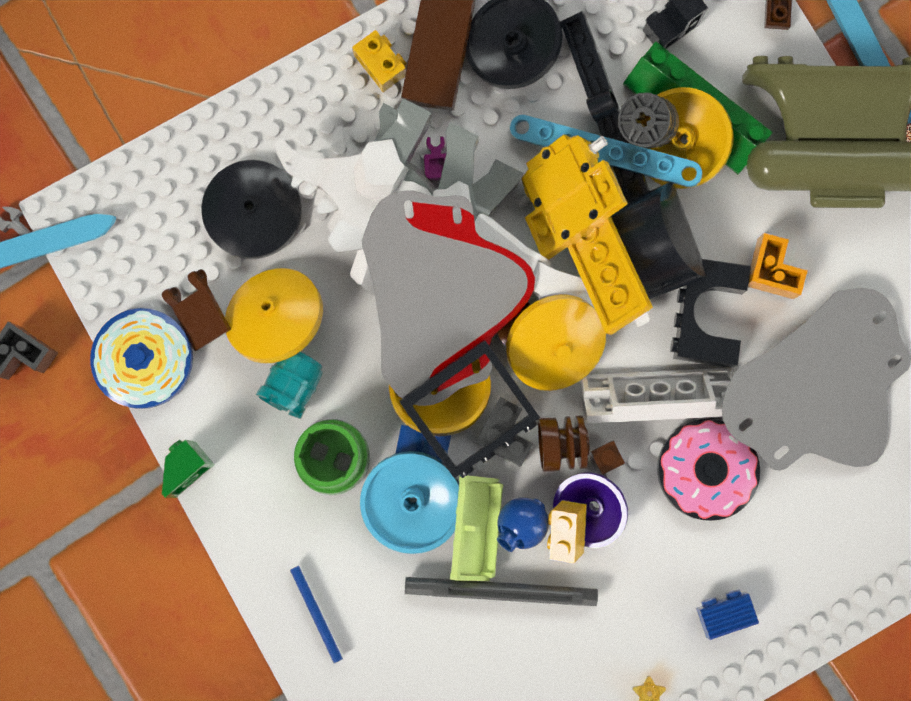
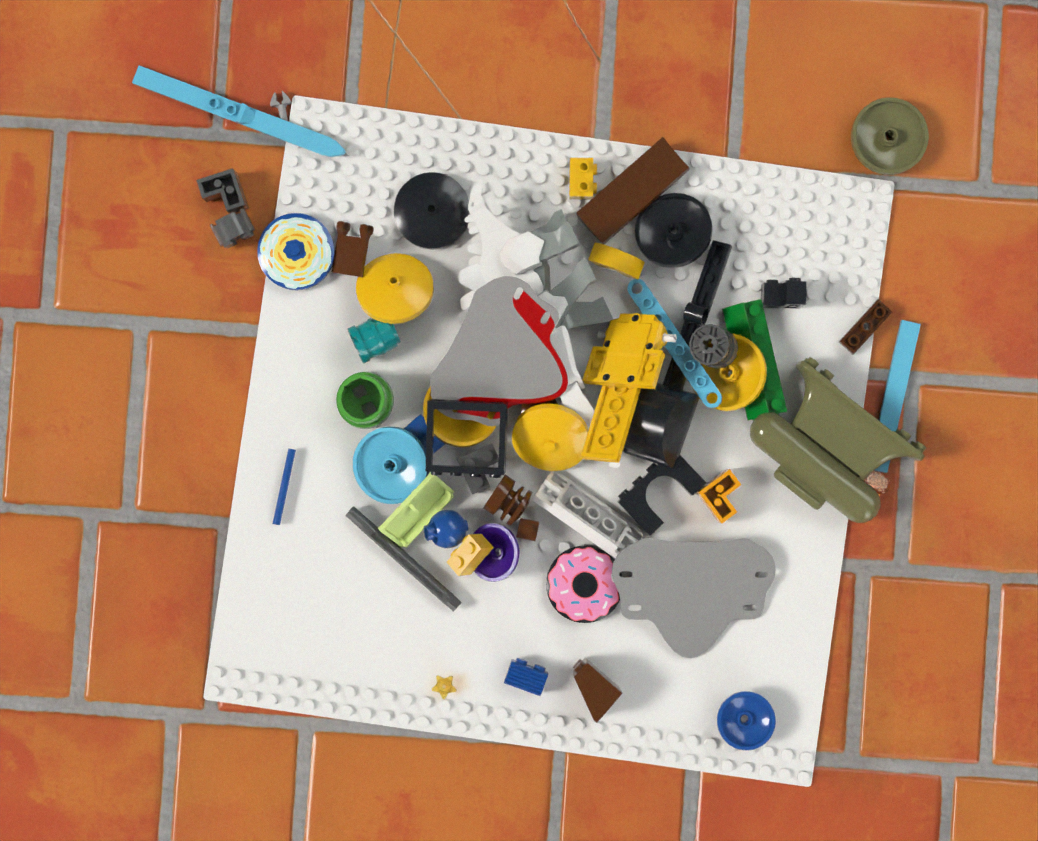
camera: 35 degrees right, 5 degrees up
(55, 384) = (232, 228): none -> dark grey brick
(183, 467) = (272, 338): green slope -> none
(435, 161) = (566, 268): magenta plate -> none
(482, 112) = (616, 260): none -> yellow brick
(811, 569) = (595, 688): none -> reddish brown slope

